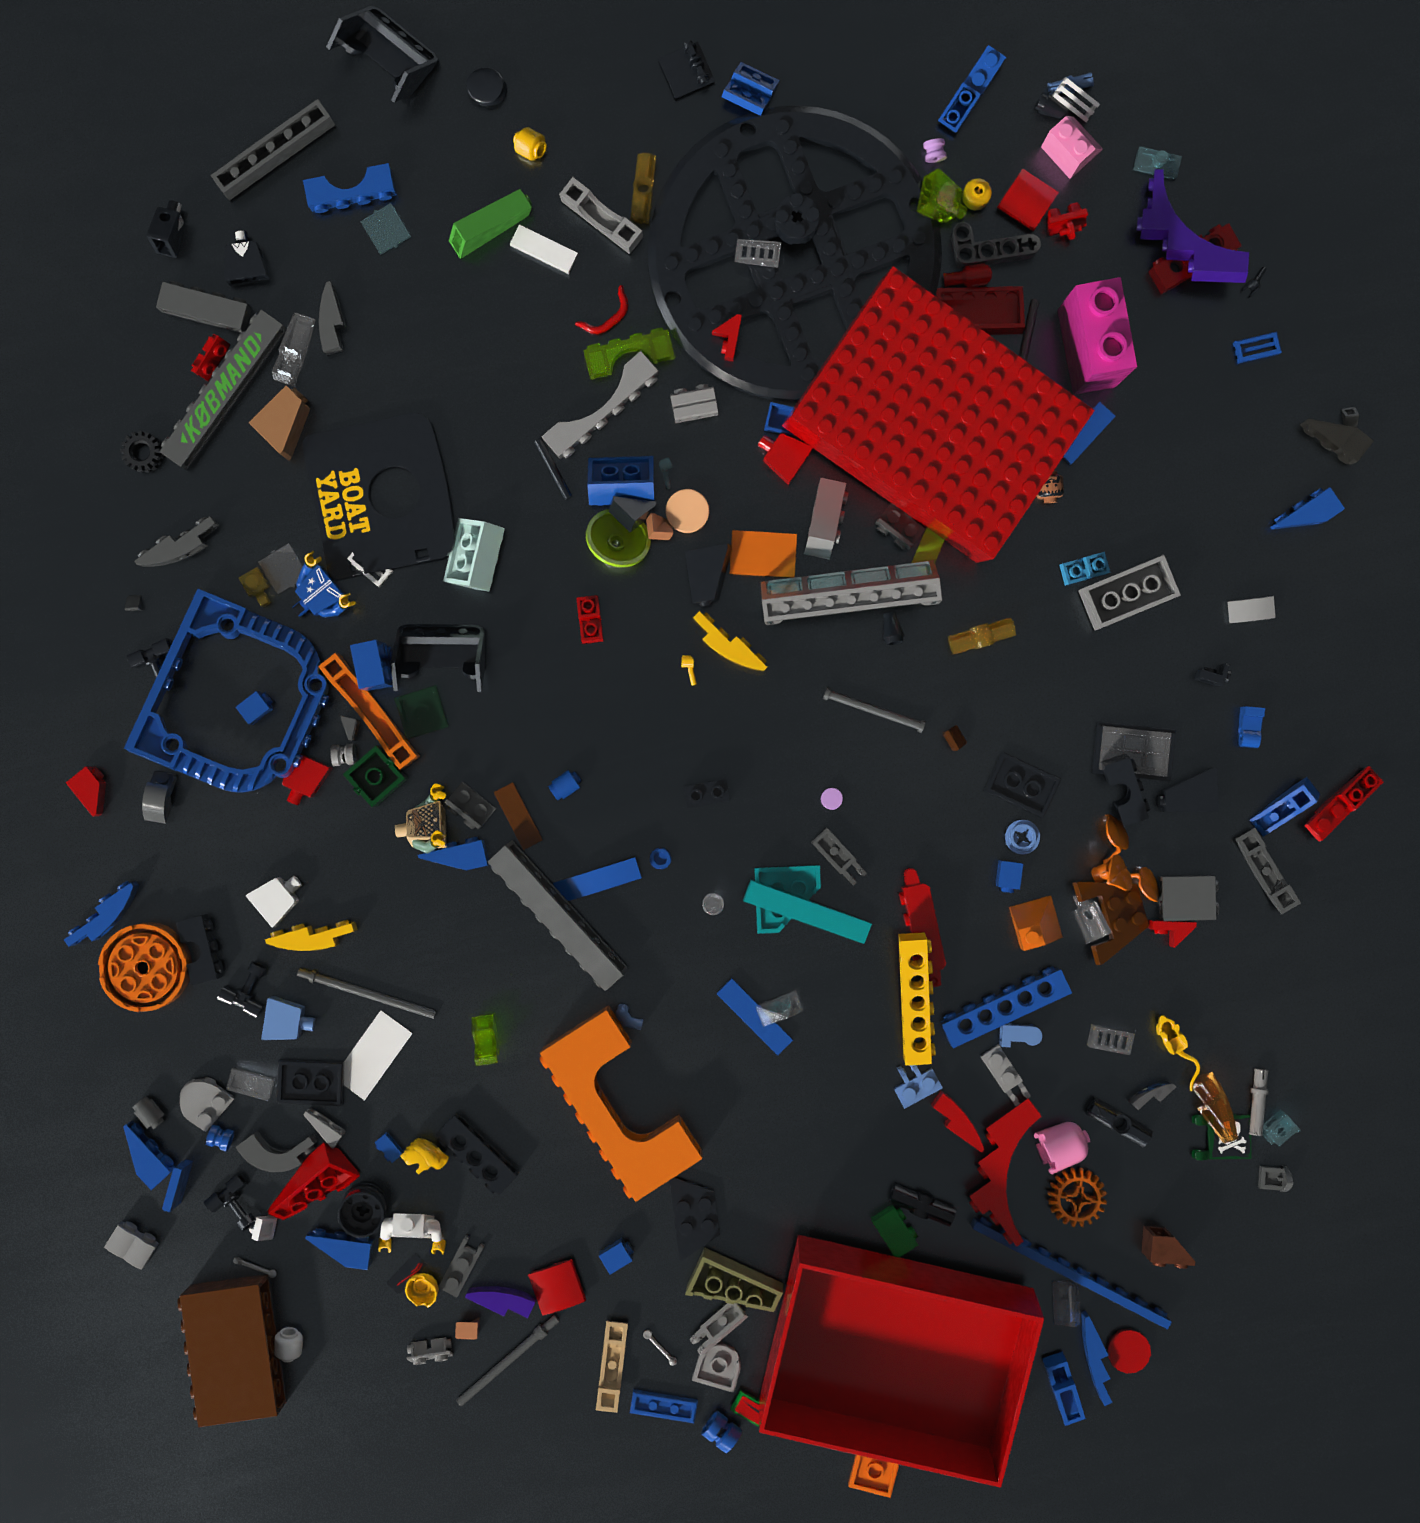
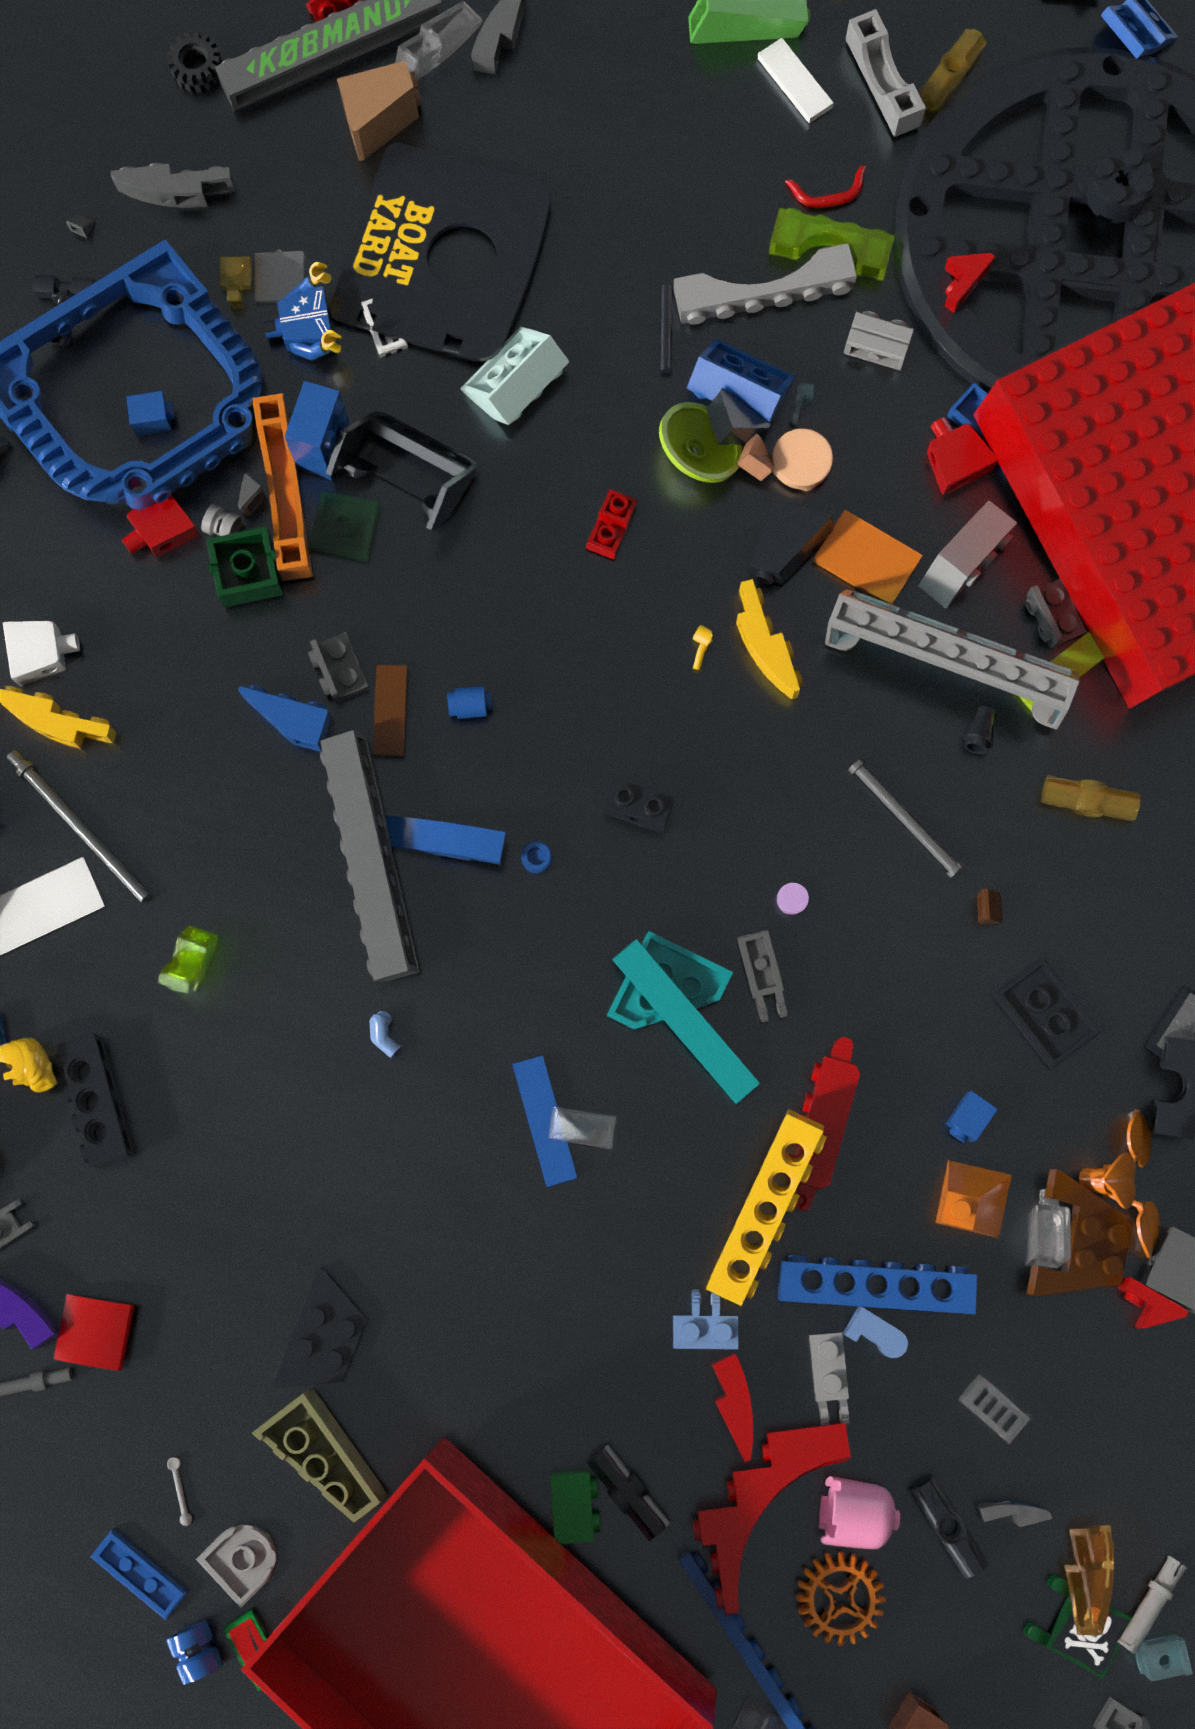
camera: 30 degrees right, 10 degrees down
(426, 823) = (273, 656): torso -> none
(612, 1366) = (103, 1479): tan slope -> none
(616, 1255) = (193, 1333): blue brick -> none
(637, 1159) = (282, 1053): orange arch -> none
(711, 906) = (571, 942): clear wheel -> none
(719, 1326) = (271, 1505): light grey hinge -> none
(775, 246) = (1055, 216): clear slope -> none
(1032, 835) = (1016, 1064): medium blue gear -> none
(1175, 1041) = (1080, 1457): yellow animal -> none

